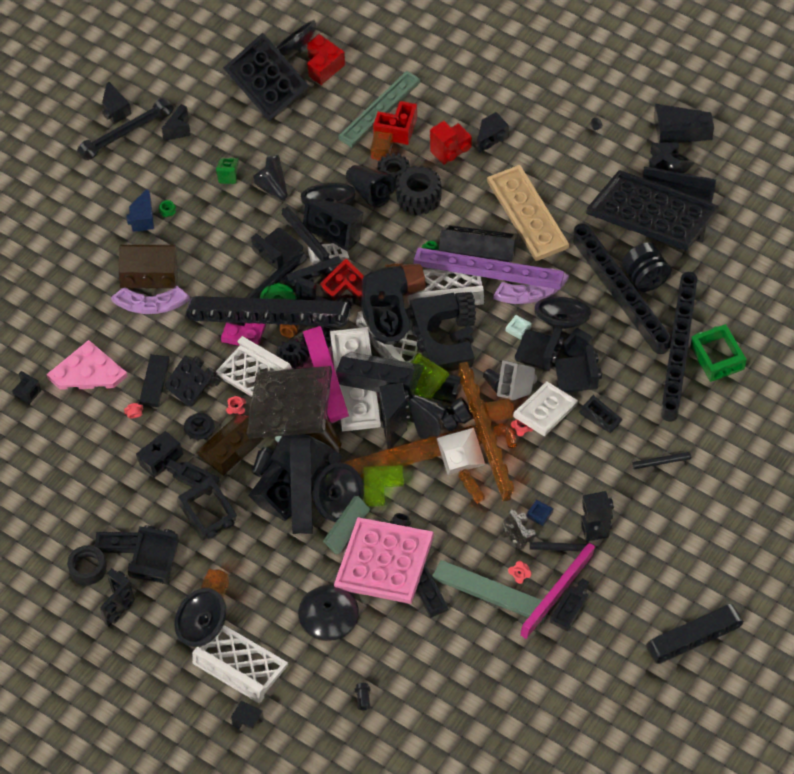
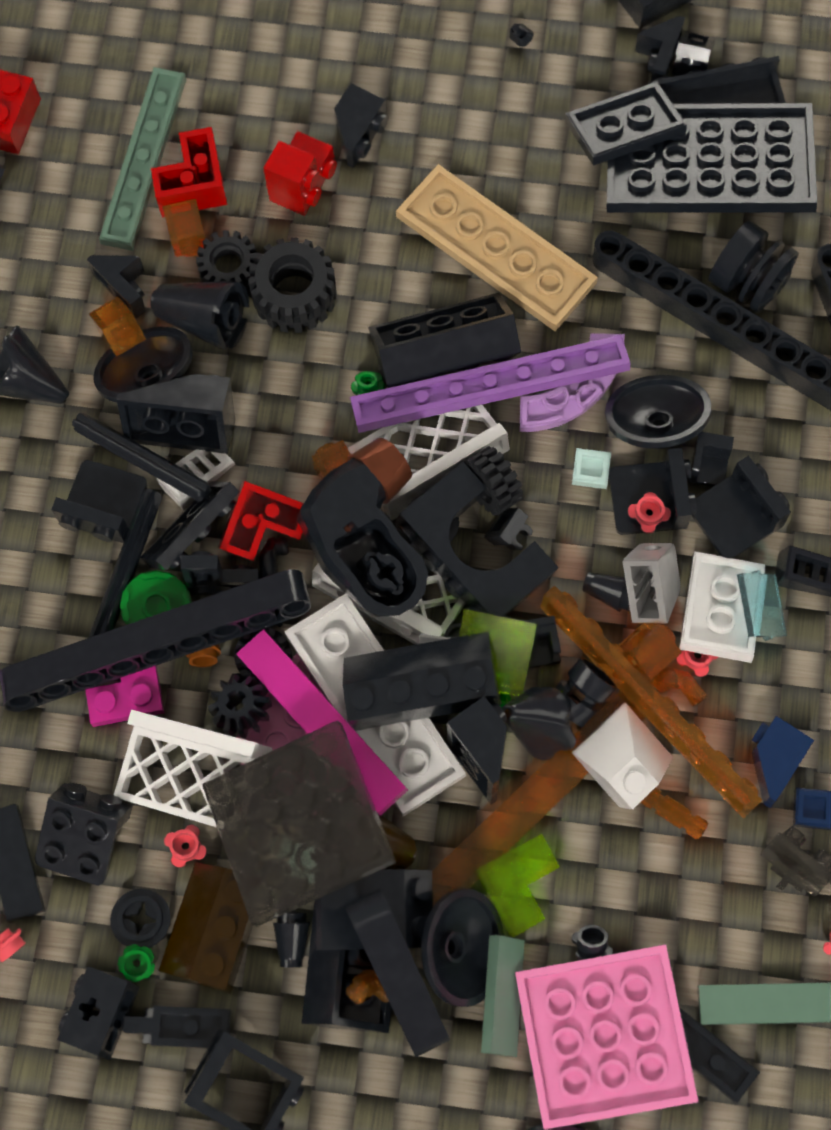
camera: 25 degrees left, 15 degrees up
(188, 438) = (129, 970): none -> green plate
(285, 487) = (365, 985): none -> clear orange arm
(325, 175) = (117, 326): none -> clear orange brick
(338, 155) = (118, 277): none -> black slope
(533, 349) = (649, 502): none -> coral plate
(534, 482) = (777, 756): none -> dark blue slope
(564, 414) = (761, 605): none -> clear light blue piece
(620, 179) = (625, 123): none -> black tile

